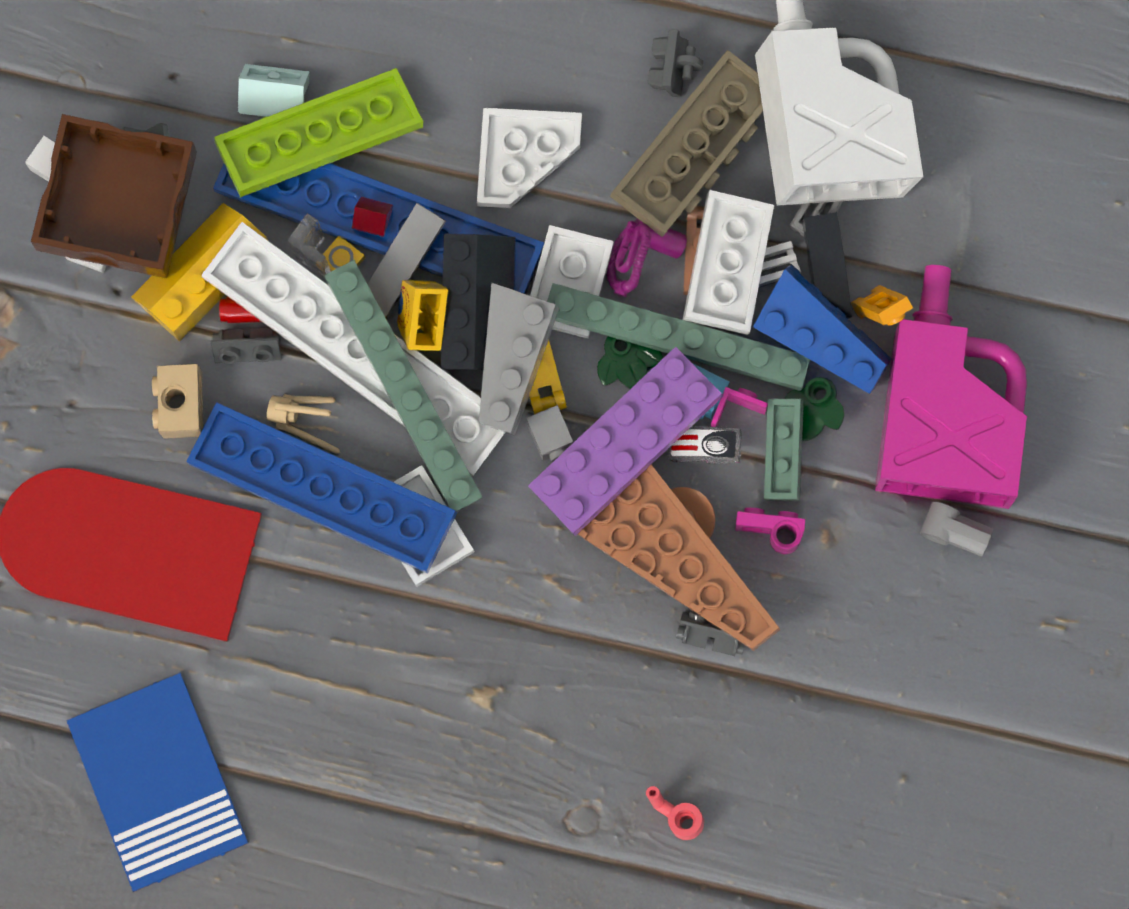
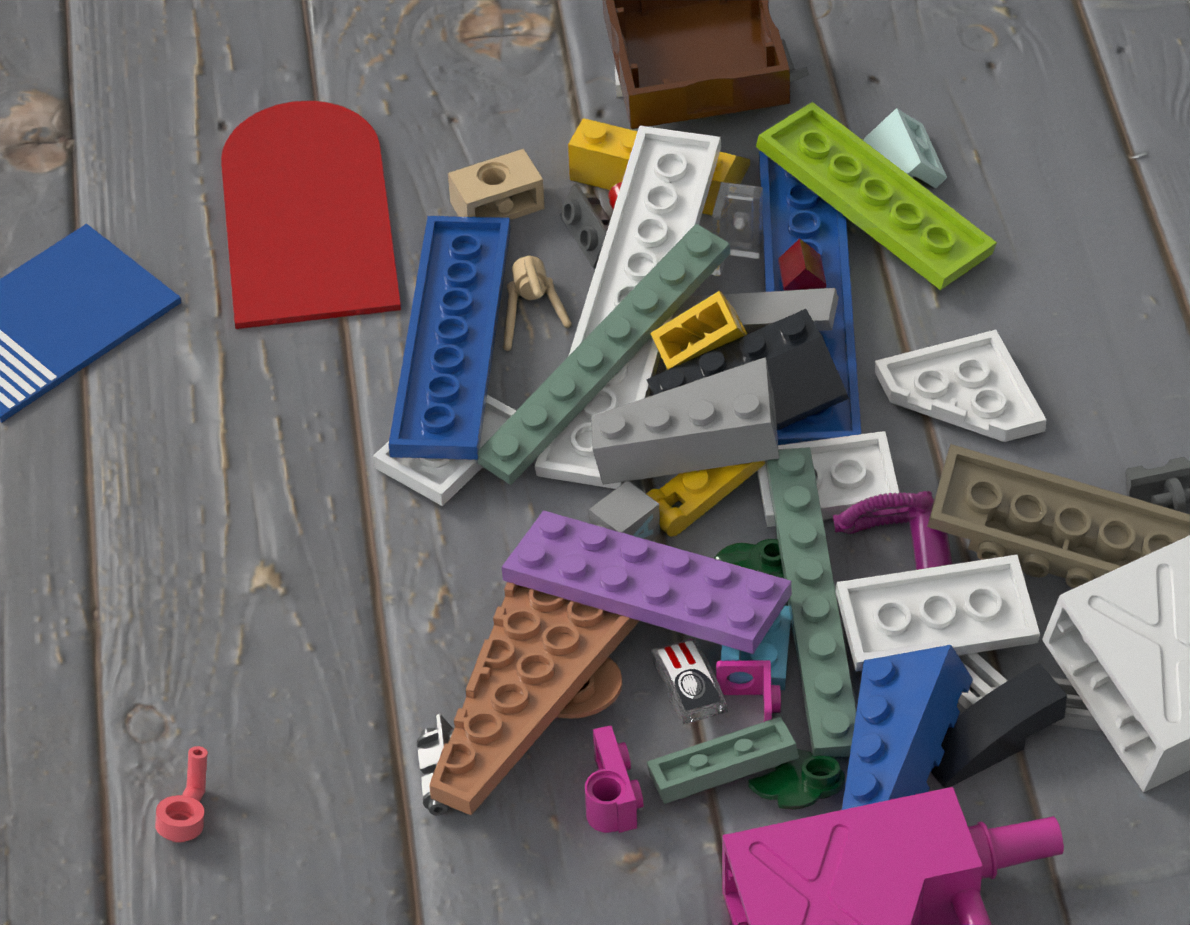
camera: 65 degrees right, 30 degrees down
(341, 253) = (739, 275): yellow tile -> none
(882, 306) = (968, 780): light orange plate -> none

